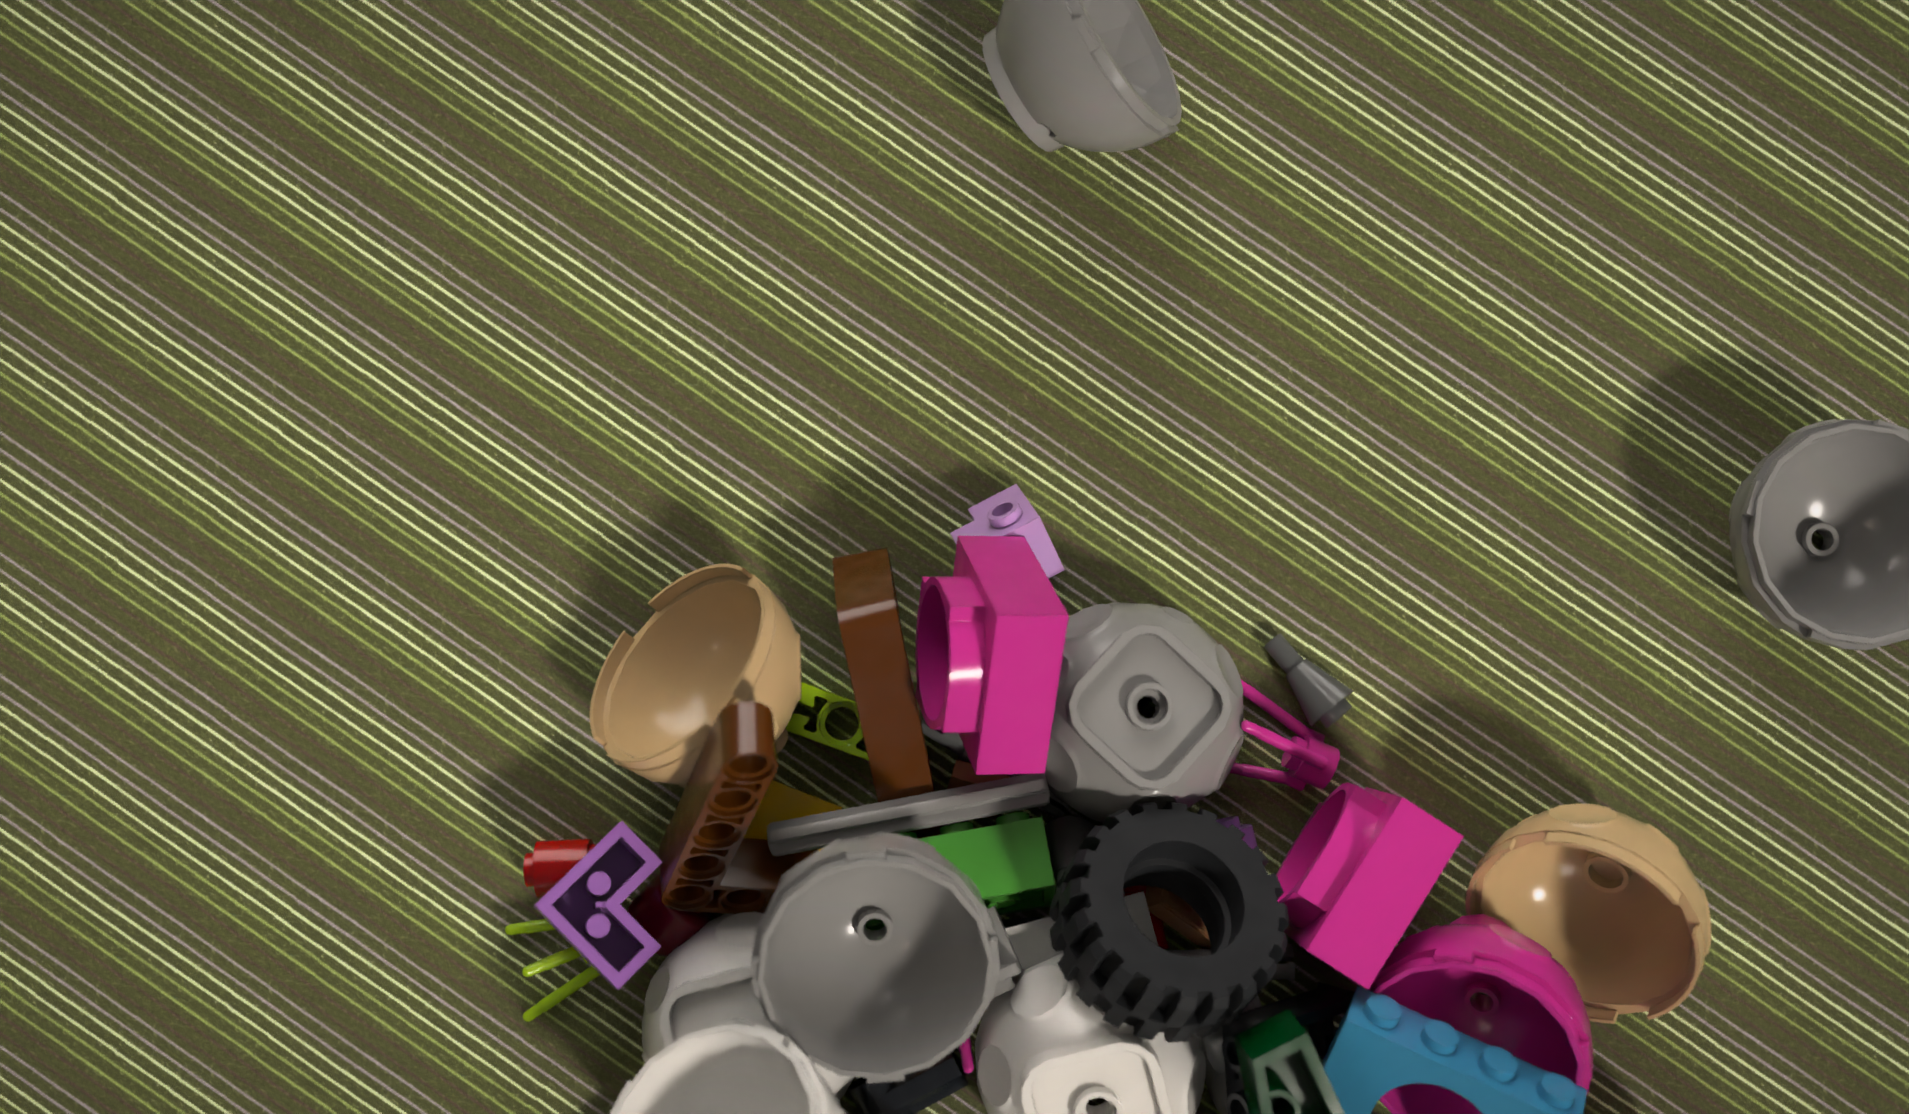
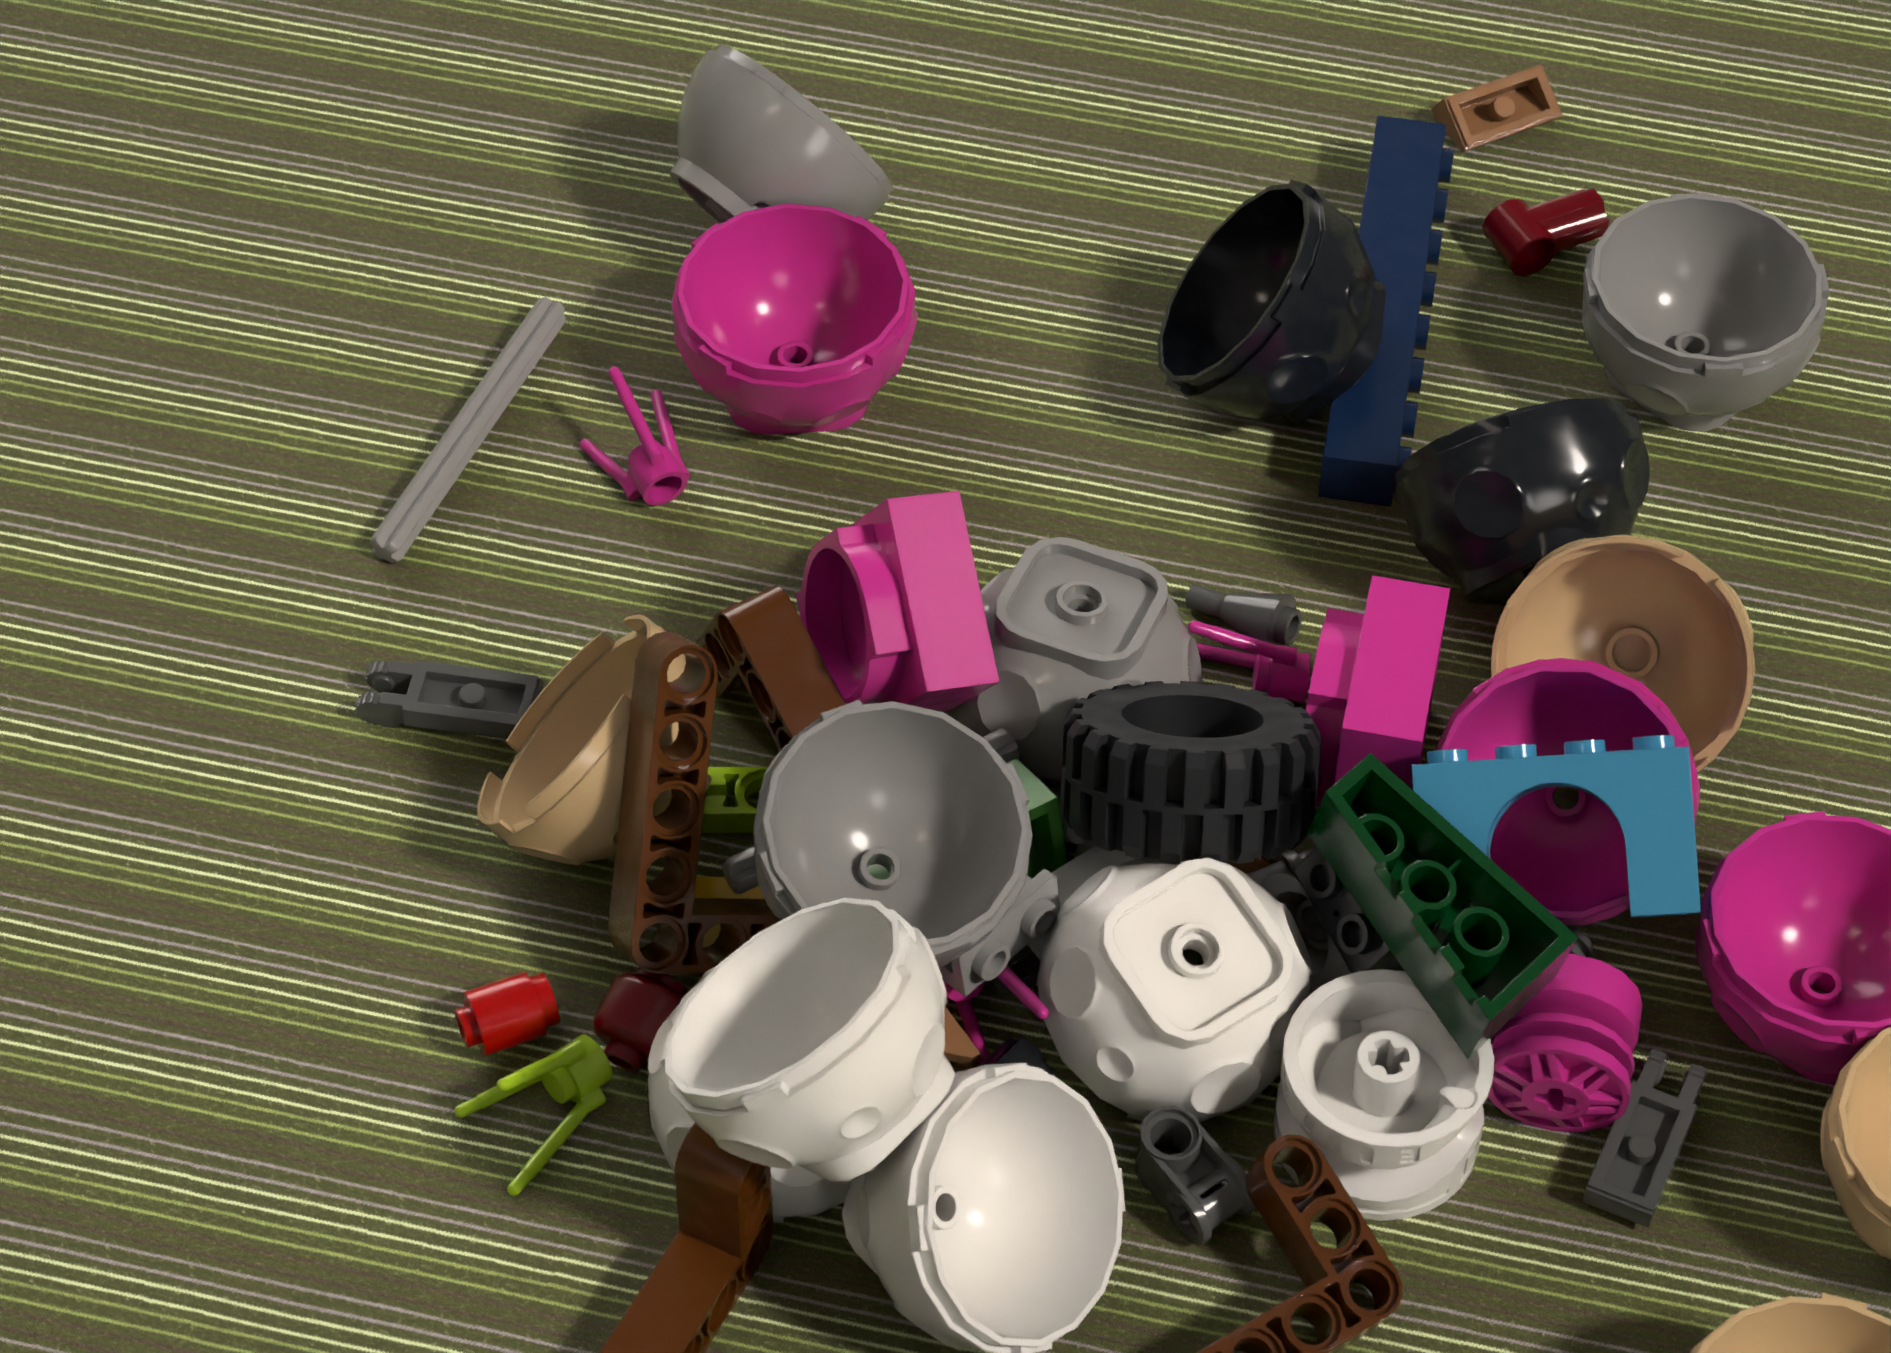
camera: 20 degrees left, 35 degrees down
(589, 911) = (566, 982): medium lavender brick -> none
(627, 534) = (446, 697): none -> dark grey hinge
(731, 234) = (467, 431): none -> light grey axle
(869, 345) = (653, 469): none -> dark pink plant
(1040, 204) = (793, 316): none -> dark pink rock
(1456, 405) = (1274, 310): none -> black rock
(1573, 390) = (1398, 238): none -> dark blue brick
(1589, 711) = (1520, 487): none -> black rock
(1742, 351) = (1533, 234): none -> dark red piece
(1781, 180) = (1498, 109): none -> medium nougat slope

